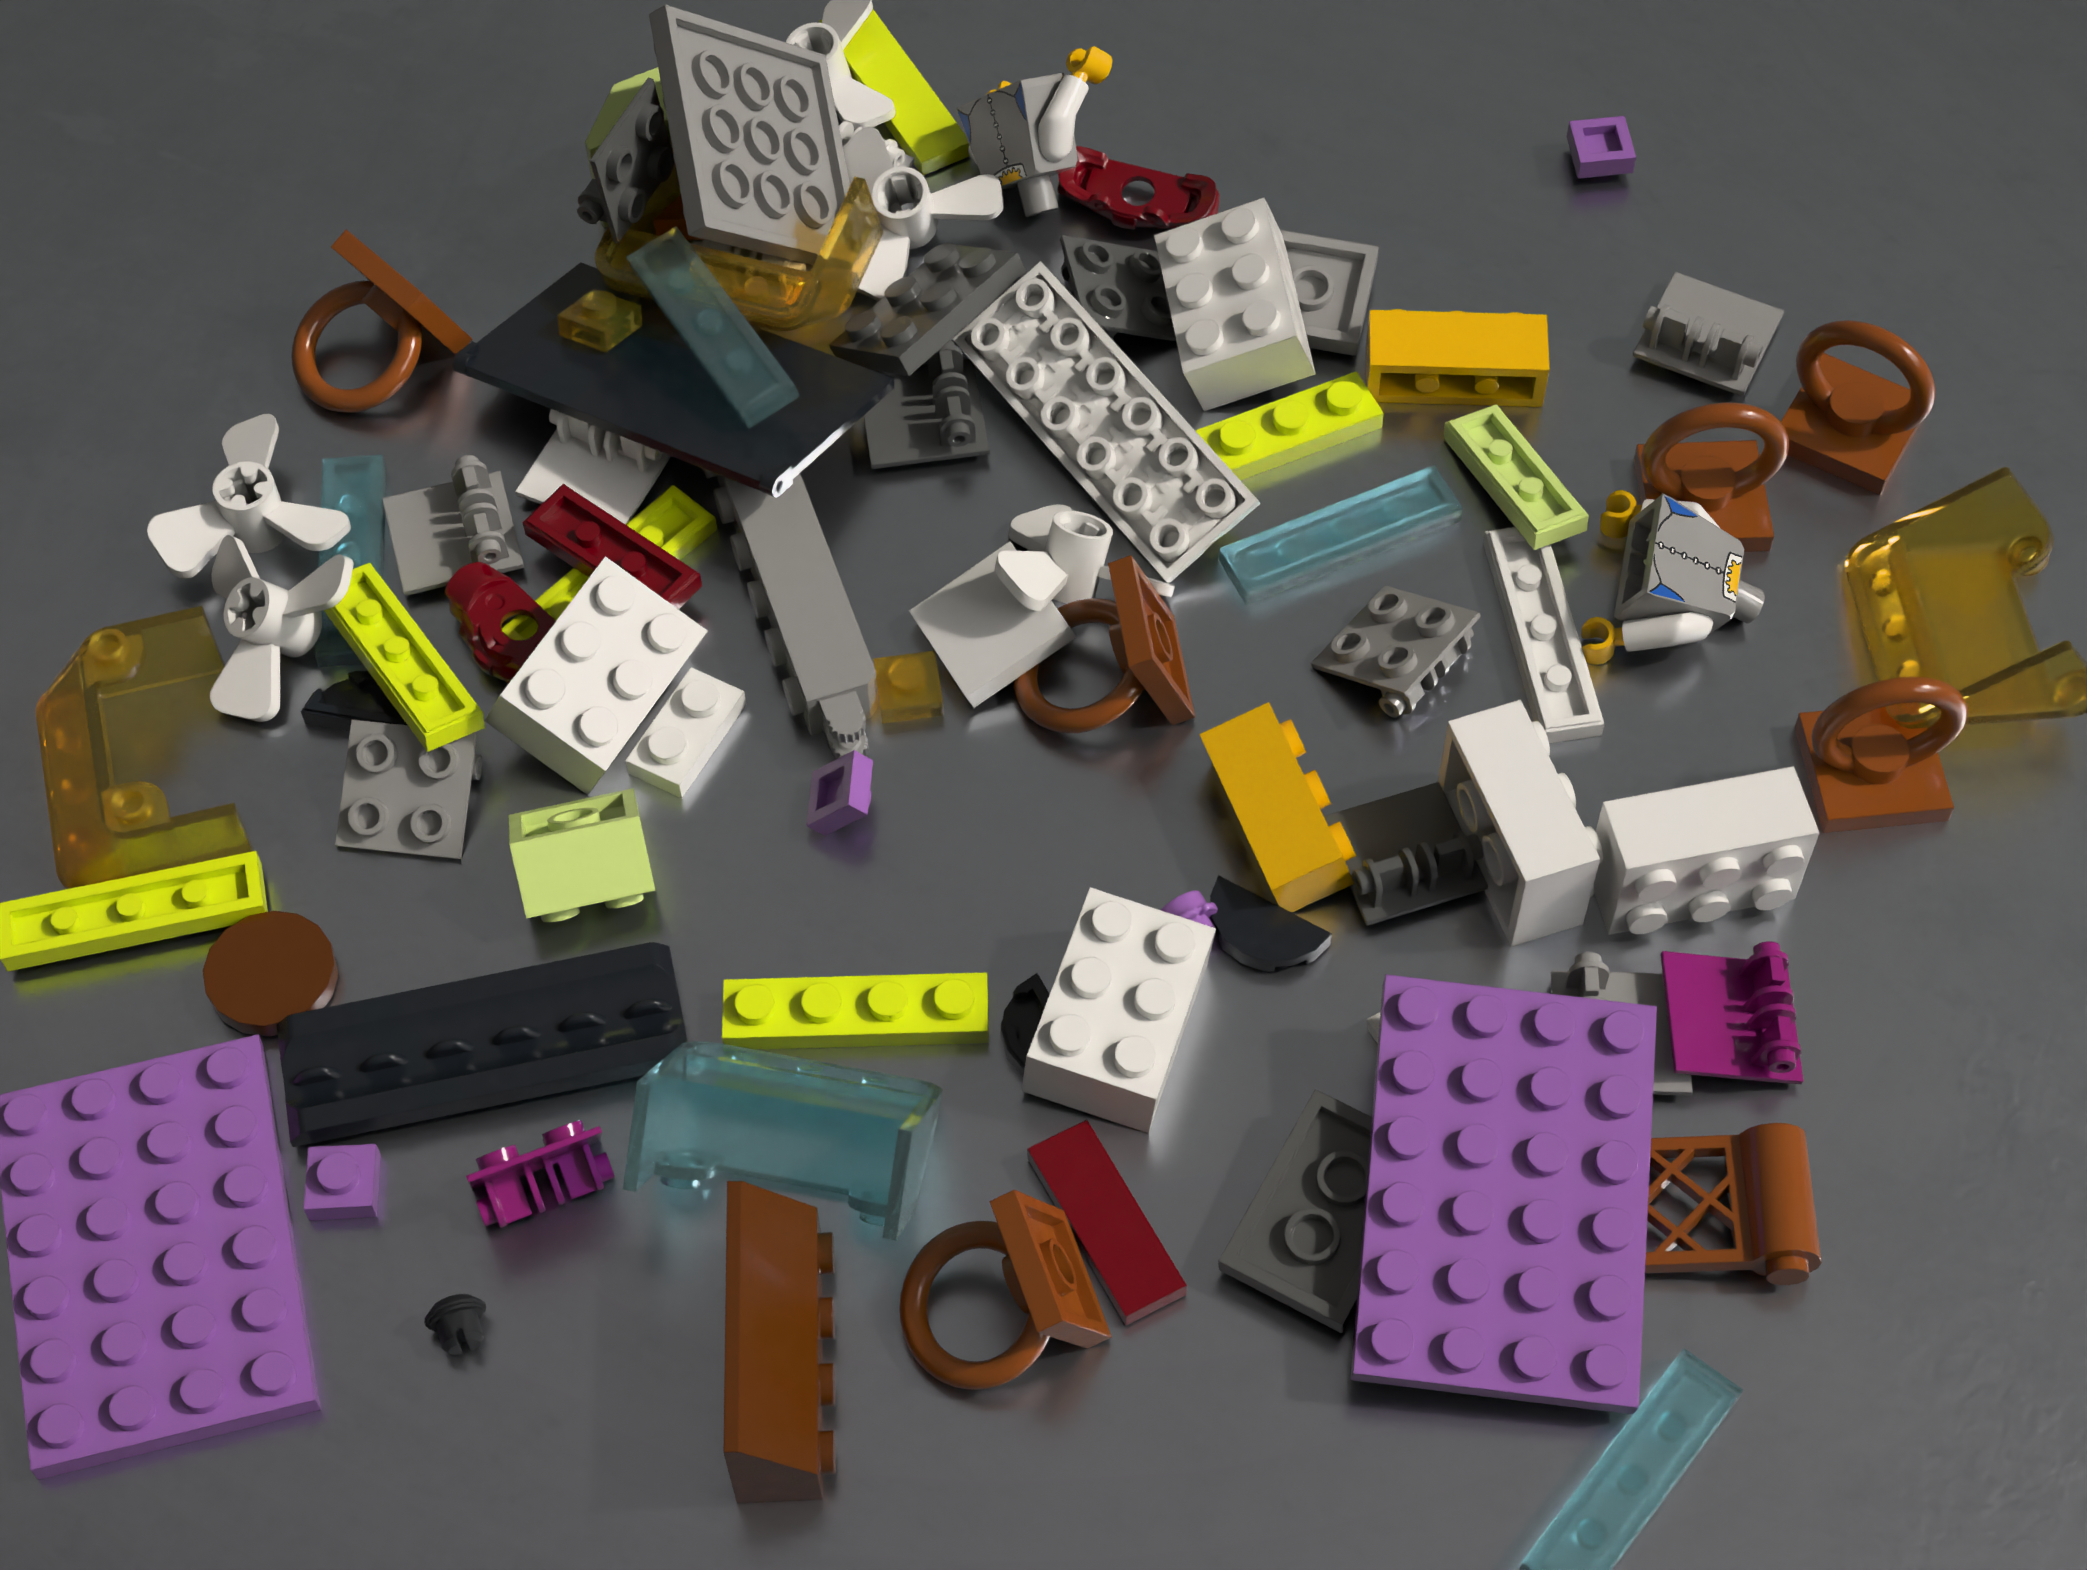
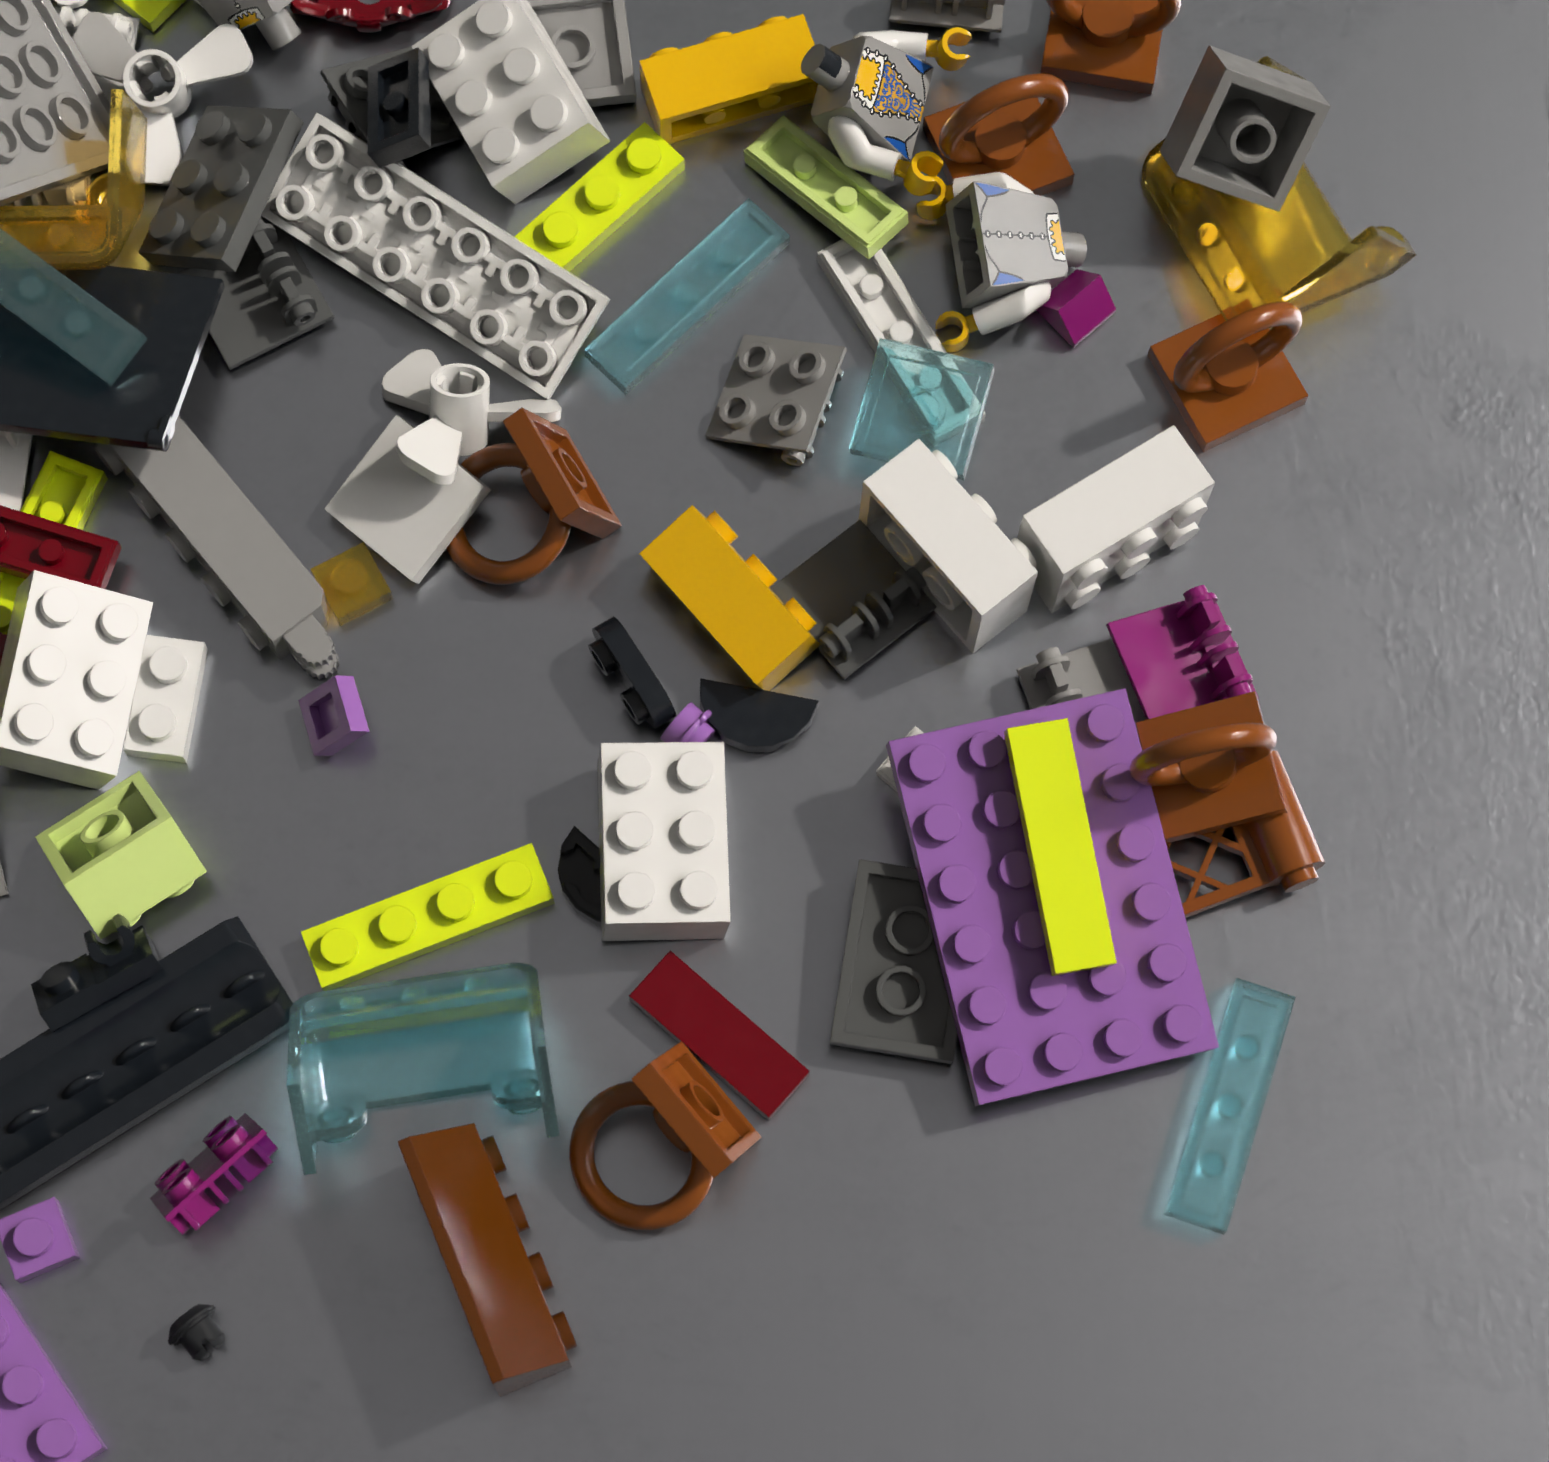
camera: 25 degrees left, 15 degrees up
(481, 955) = (91, 980): none -> black plate
(1119, 277) = (398, 108): none -> black plate
(1155, 869) = (644, 693): none -> black plate
(1530, 1135) = (1059, 847): none -> neon yellow tile
(1554, 680) = (921, 397): none -> clear light blue tile
(1594, 404) = (875, 99): none -> torso
(1720, 1114) = (1209, 767): none -> dark orange tile
(1736, 658) = (1078, 306): none -> magenta slope
(1962, 525) = (1244, 128): none -> light grey brick

